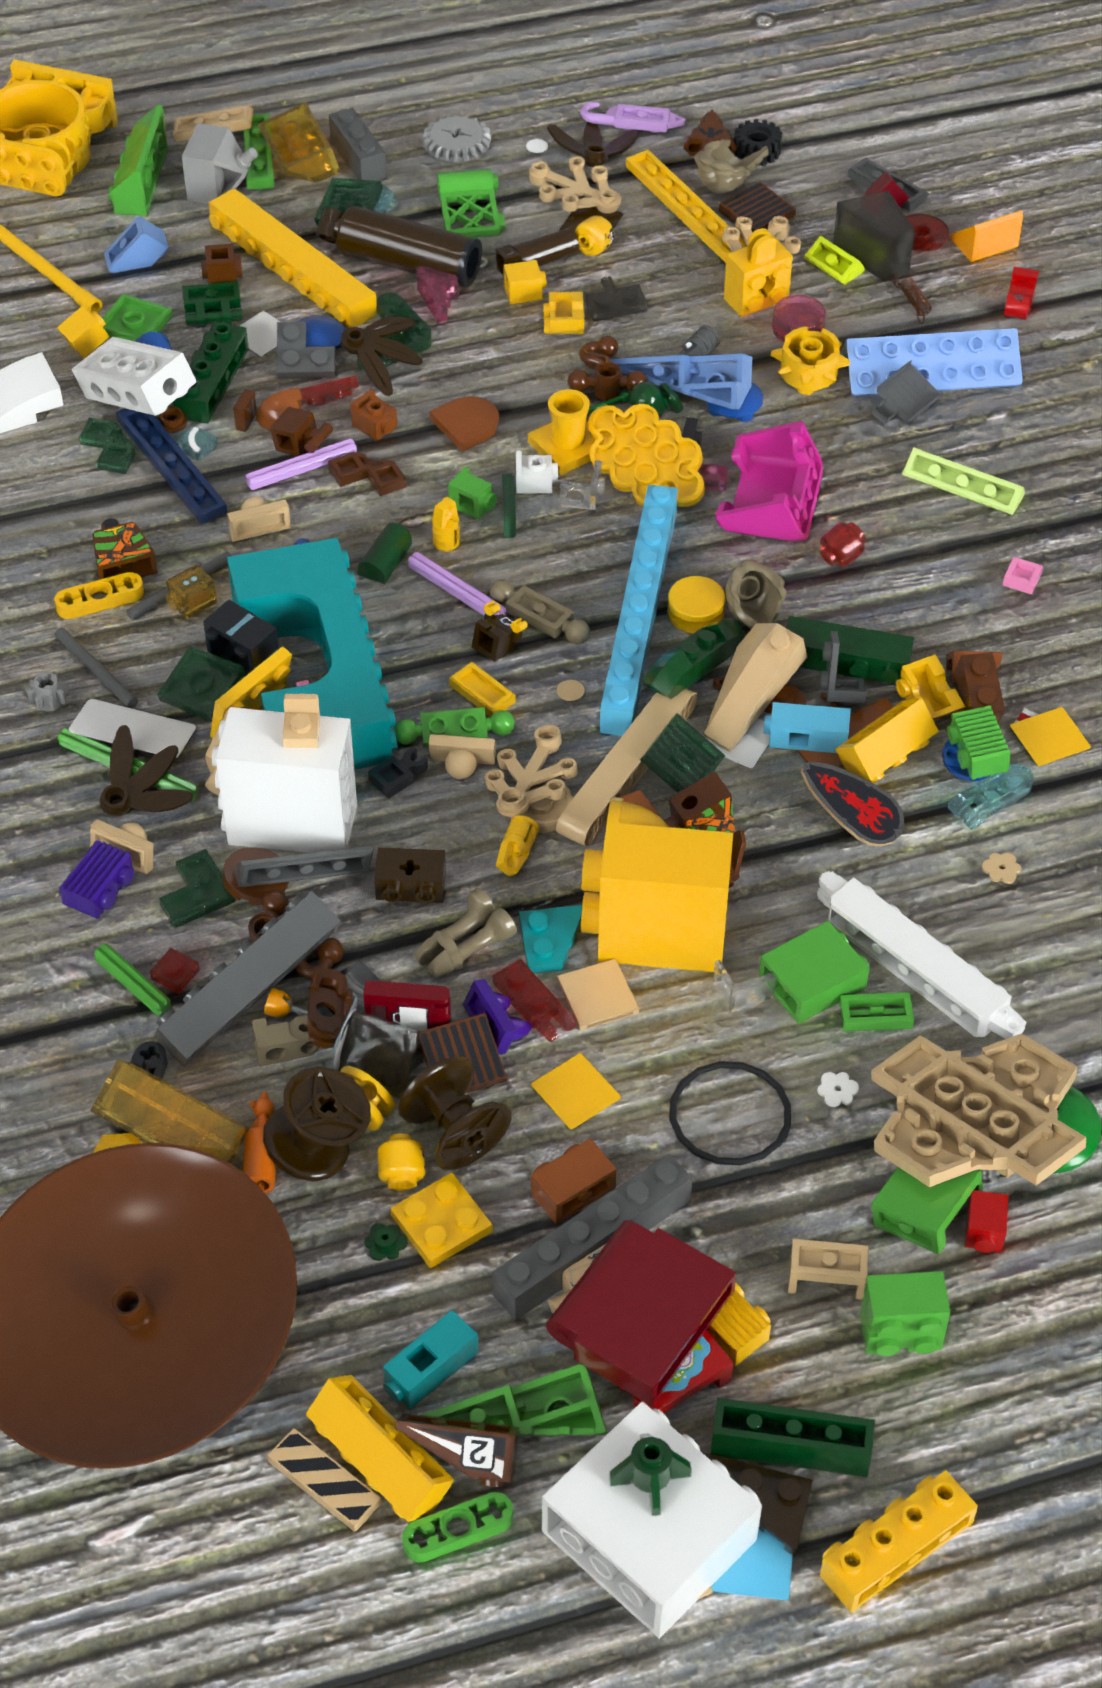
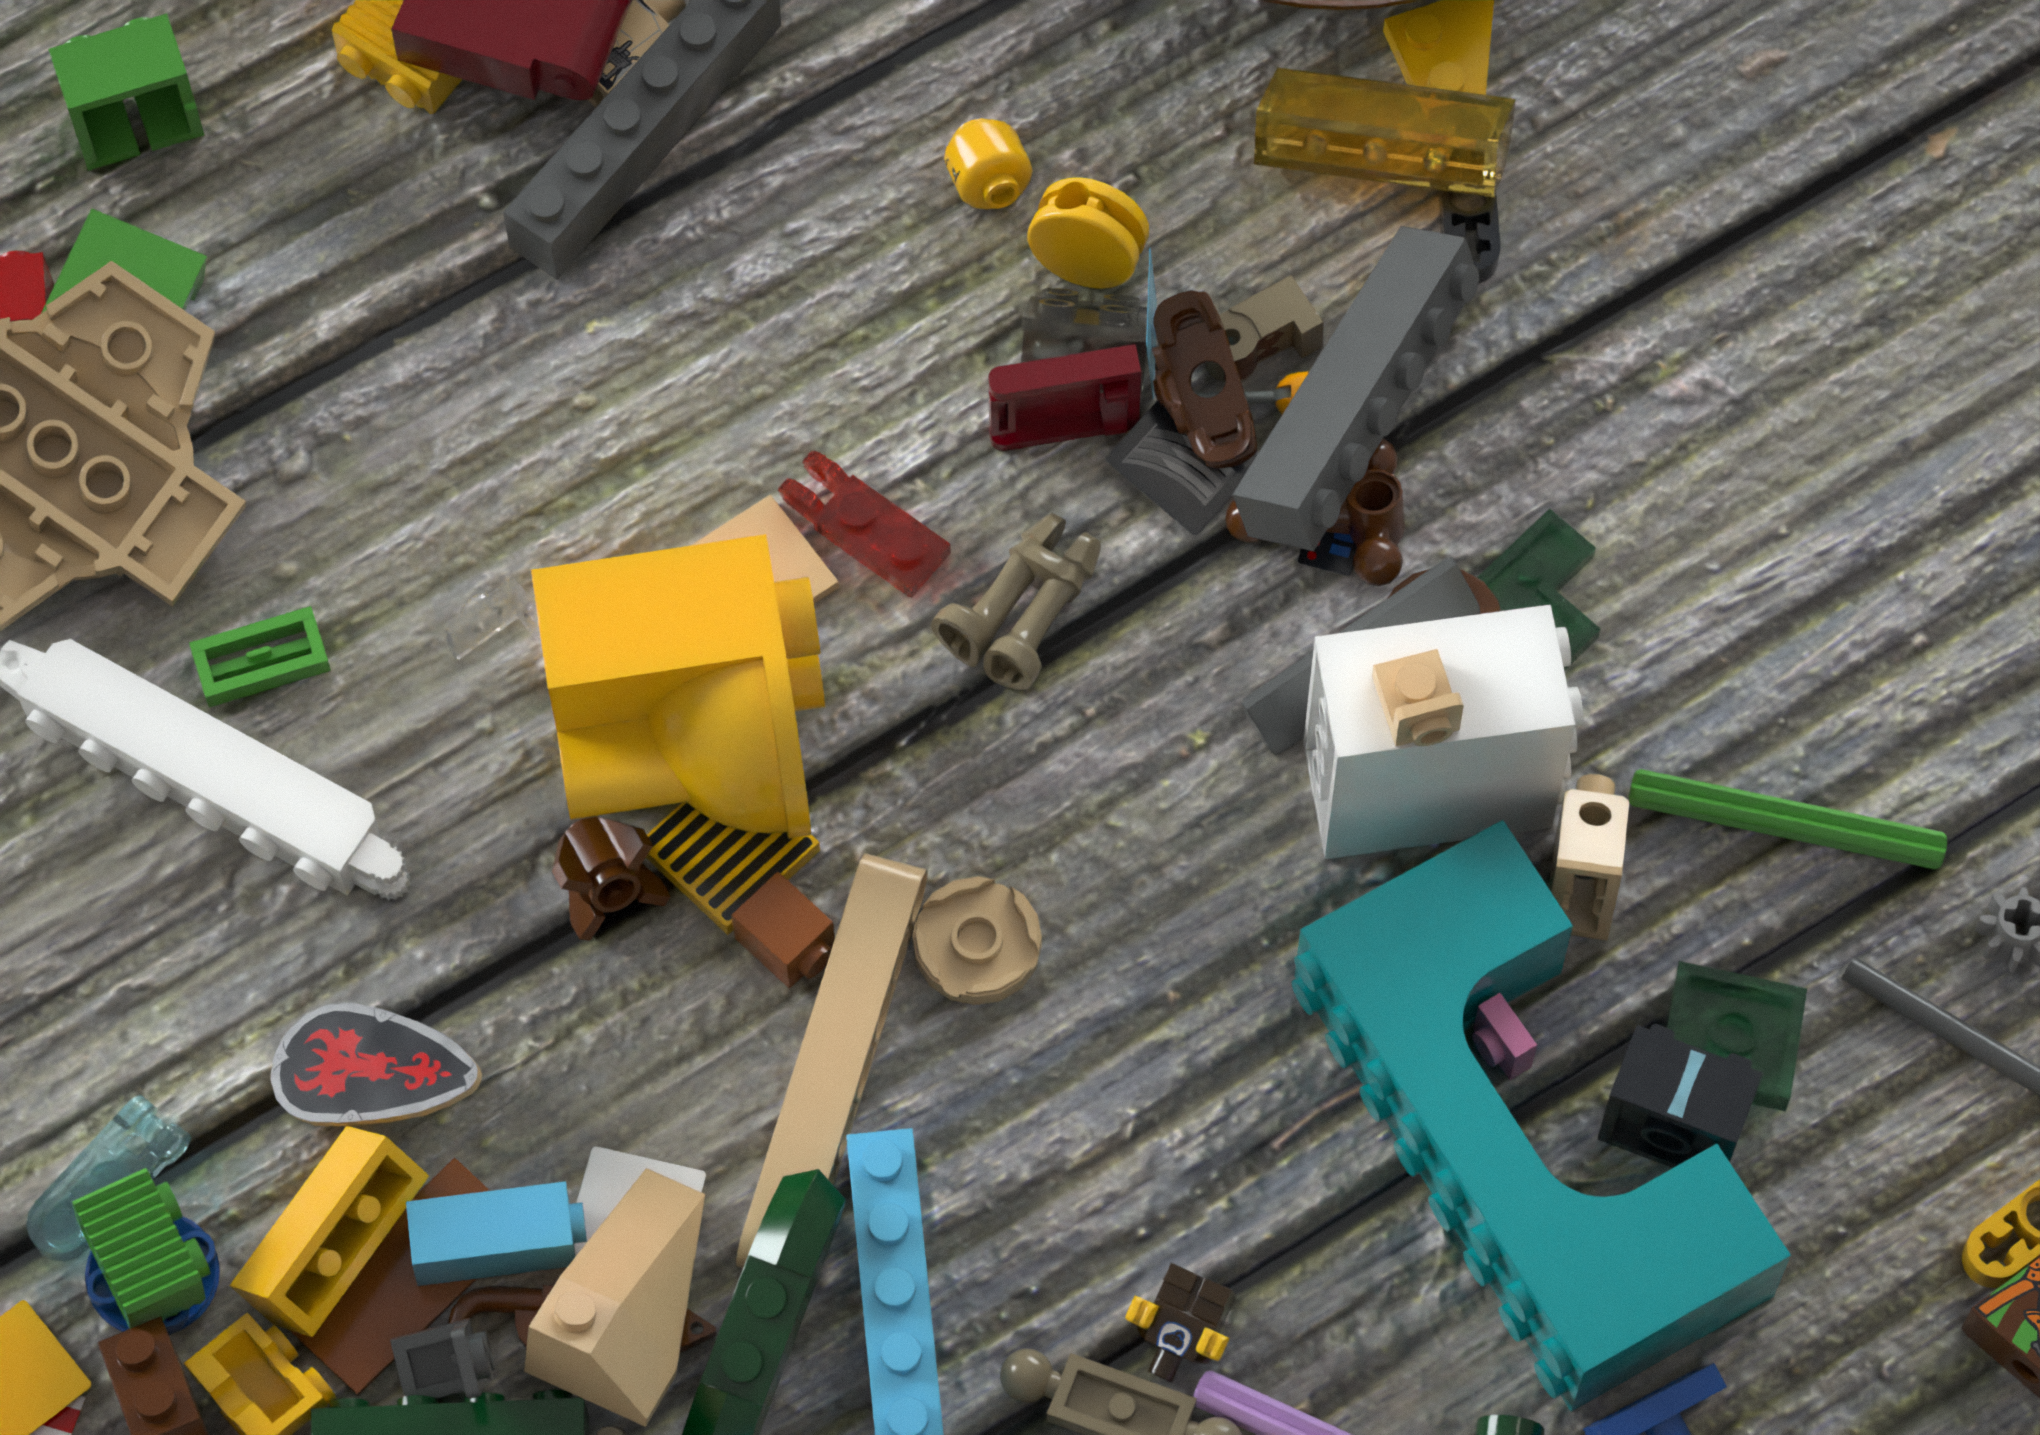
camera: 165 degrees right, 15 degrees up
(97, 879) = (1719, 545): dark purple brick -> none
(129, 838) = (1706, 632): tan tile -> none
(132, 979) = (1569, 385): bright green axle -> none
(133, 789) = (1748, 758): dark brown plant -> none
(148, 731) = (1817, 900): white sticker -> none
(160, 596) = (1893, 1294): dark grey bar -> none
(174, 970) = (1506, 424): clear red plate -> none
(191, 591) = (1857, 1257): clear yellow brick -> none
(246, 694) = (1608, 987): yellow plate -> none
(256, 1159) = (1223, 136): orange wheel -> none
(316, 1123) = (1134, 132): dark brown piece -> none
(385, 1242) = (969, 72): dark green plant -> none
(395, 774) = (1270, 922): black plate -> none
(410, 875) = (1136, 718): dark brown brick -> none
(441, 1096) = (890, 203): dark brown piece -> none
(441, 1220) = (896, 108): yellow plate -> none
(460, 722) = (1198, 1064): bright green plate -> none
(462, 753) = (1160, 997): tan tile -> none
(468, 1039) = (944, 369): tile -> none
(481, 689) = (1176, 1185): yellow tile -> none
(504, 1028) = (895, 448): dark purple tile -> none
(516, 800) = (1015, 969): tan plant -> none
(516, 844) = (991, 822): yellow hinge -> none
(549, 936) = (876, 659): teal wing -> none
(570, 690) = (1002, 1244): tan sticker -> none
(573, 1180) = (702, 204): dark orange brick -> none
(575, 1091) = (747, 388): yellow sticker -> none
(681, 755) = (727, 1091): clear green tile -> none
(703, 806) = (660, 952): reddish brown torso -> none
(722, 1160) = (492, 497): black piece -> none
(815, 971) = (380, 689): bright green brick -> none
(828, 1263) = (260, 154): tan panel -> none
(837, 1089) = (306, 475): white plant -> none
(1001, 867) = (58, 1009): tan plant -> none

